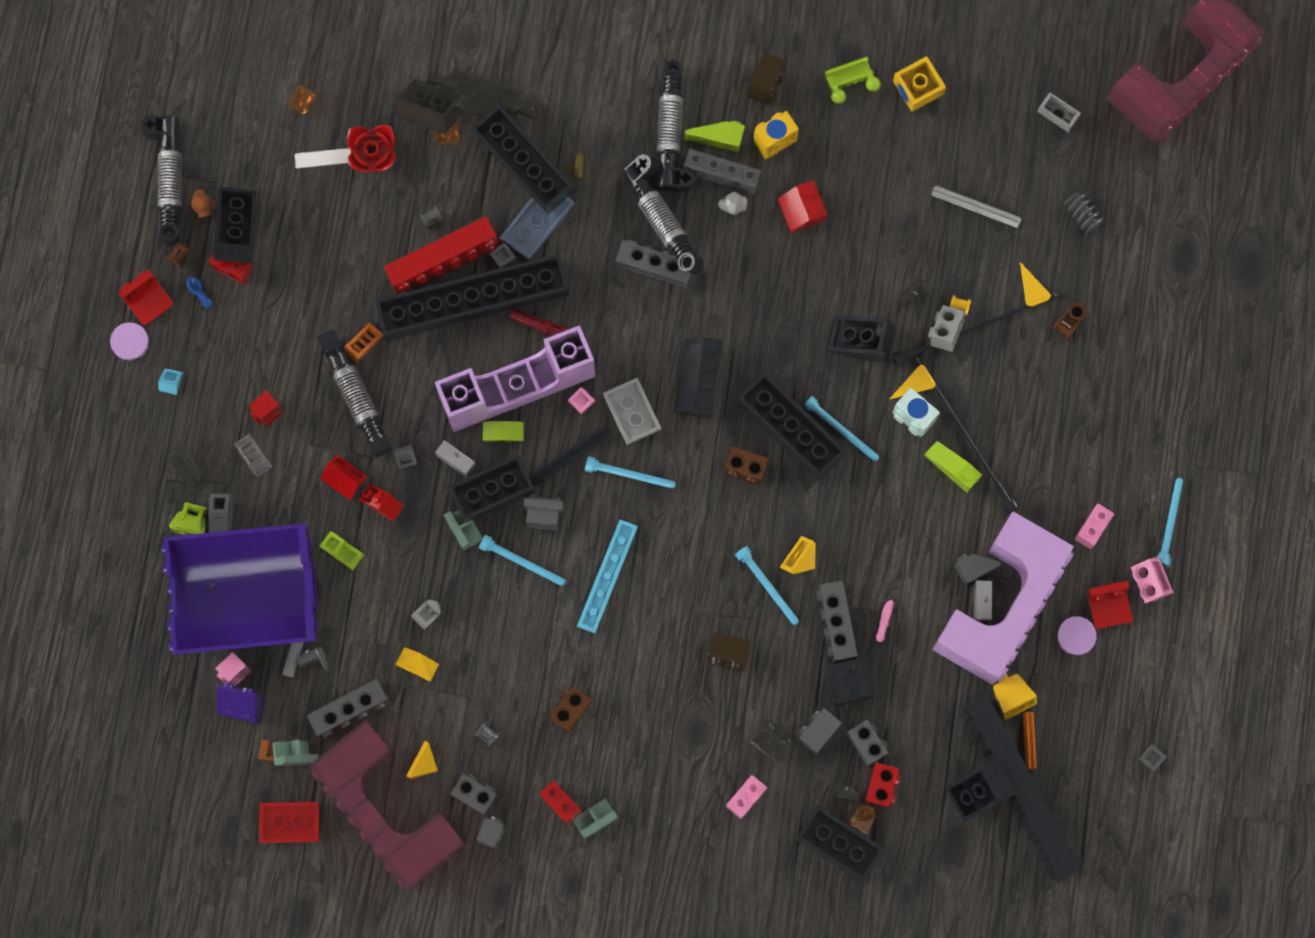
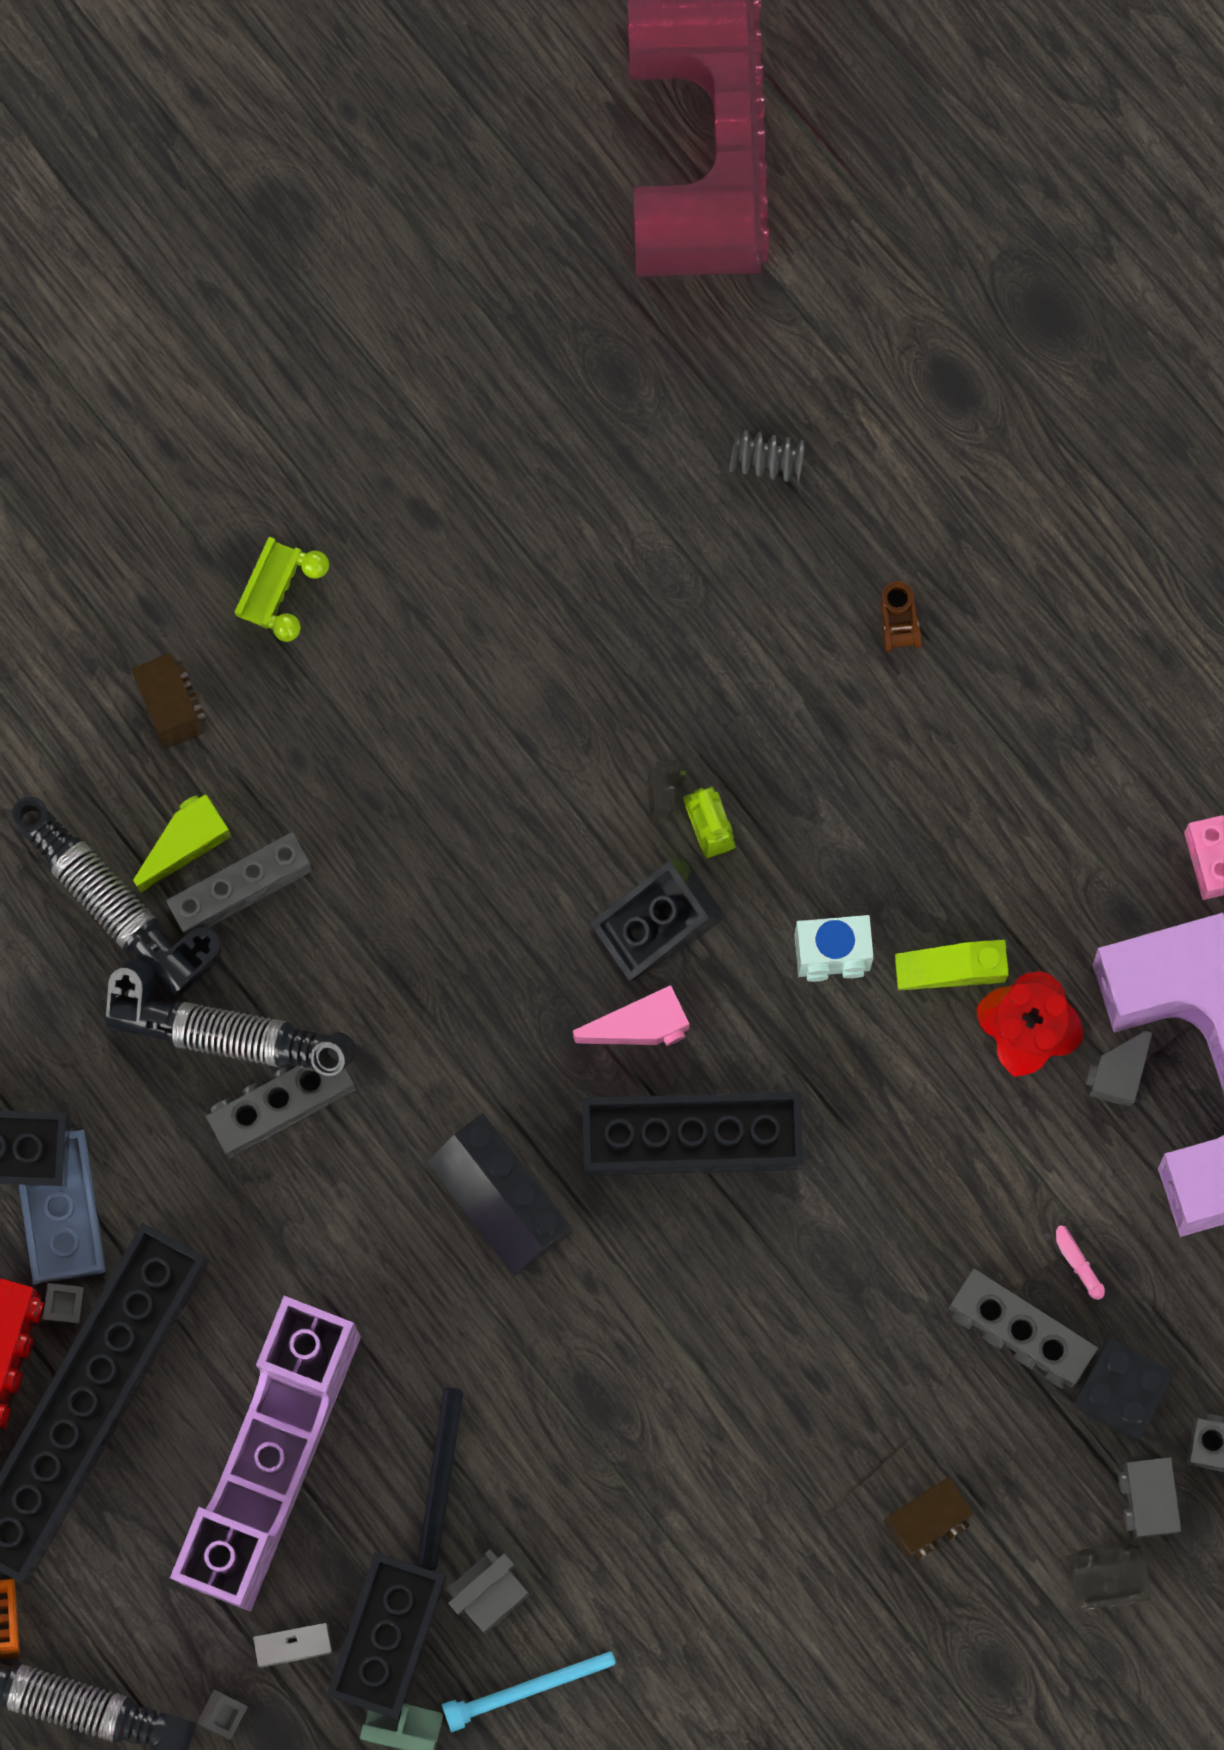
camera: 45 degrees left, 0 degrees up
(503, 431) = (317, 1540): lime slope -> none
(546, 327) = (227, 1339): dark red pin -> none
(579, 162) = (37, 1073): clear yellow tile -> none
(581, 400) = (377, 1388): bright pink plate -> none
(594, 465) = (486, 1458): medium azure piece -> none
(607, 576) = (662, 1588): medium azure plate -> none
(632, 411) = (460, 1332): light grey plate -> none
(733, 203) = (300, 913): light grey rock -> none
(745, 556) = (812, 1369): medium azure piece -> none
(746, 797) = (1151, 1687): bright pink brick -> none
(747, 459) = (681, 1239): reddish brown brick -> none
(775, 134) = (259, 764): yellow brick -> none
(800, 557) = (884, 1294): yellow slope -> none
(802, 206) = (395, 824): red slope -> none
(813, 406) = (689, 1076): medium azure piece -> none
(818, 370) = (644, 1022): none -> bright pink slope
(919, 84) = (377, 503): yellow brick -> none
(919, 323) = (709, 821): none -> lime piece
(920, 381) = (793, 894): piece -> none
(948, 328) = (758, 790): light grey brick -> none
(948, 524) = (1024, 1048): none -> red brick
(960, 304) = (737, 744): yellow bush -> none
(976, 206) = (619, 591): light grey axle -> none
(983, 592) = (1177, 1104): light grey piece -> none
(1034, 295) = (817, 631): piece -> none
(1053, 103) = (613, 345): light grey piece -> none

